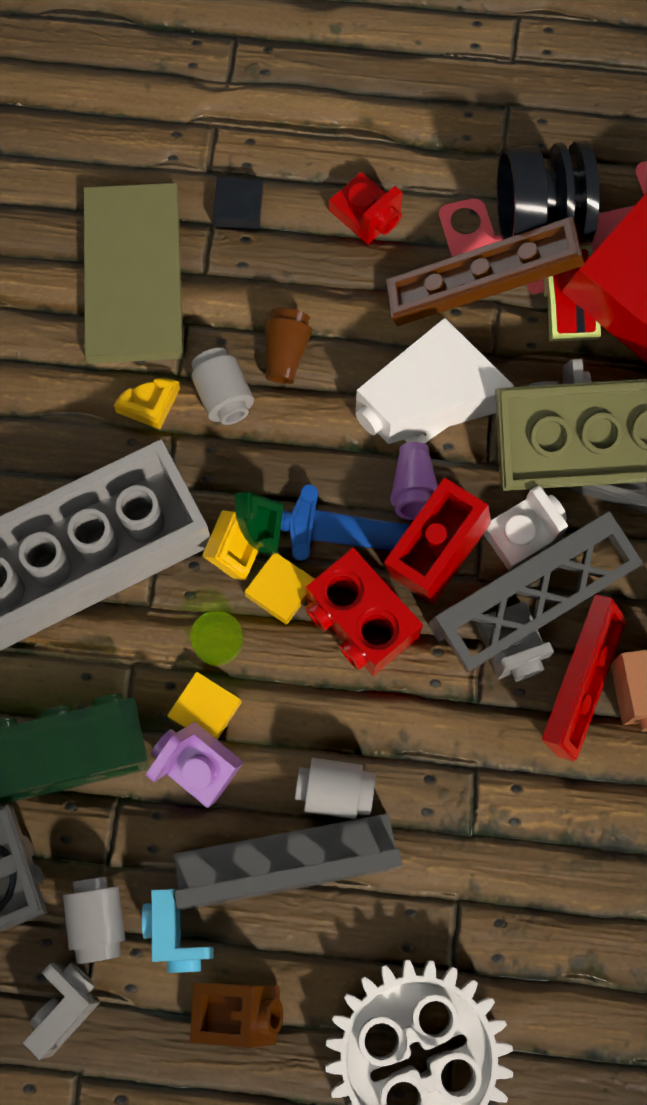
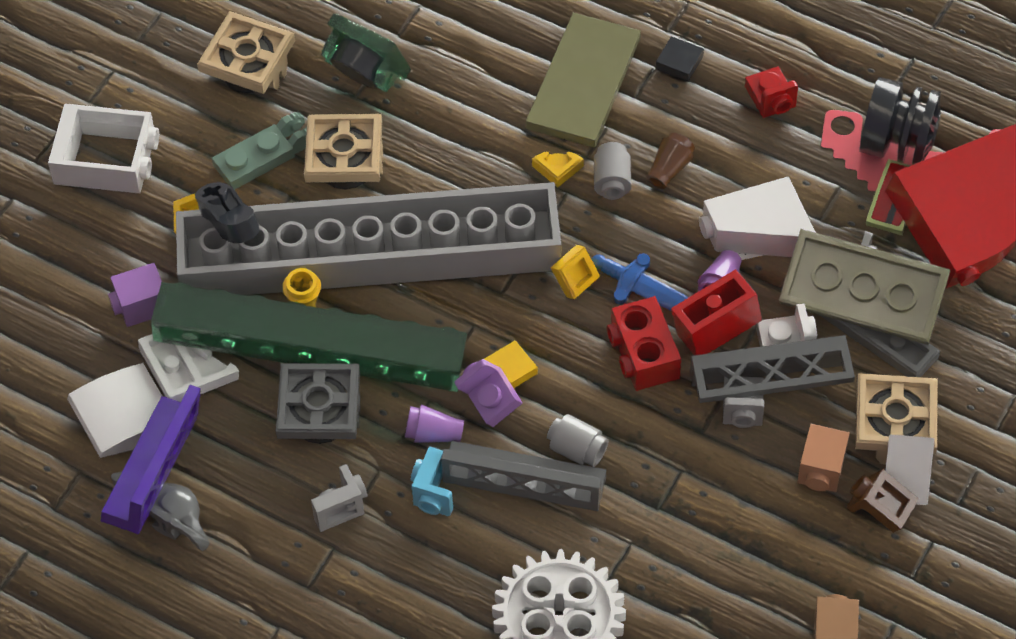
camera: 25 degrees right, 15 degrees down
(94, 920) = (383, 458): light grey brick -> none
(140, 842) = (430, 425): none -> medium lavender cone
(216, 638) = (538, 327): clear neon green tile -> none
(235, 1014) = (451, 544): reddish brown bracket -> none
(259, 521) = (599, 260): dark green tile -> none
(279, 588) = (593, 311): yellow tile -> none
(485, 271) = (831, 156): reddish brown tile -> none
(584, 678) = (780, 436): red tile -> none

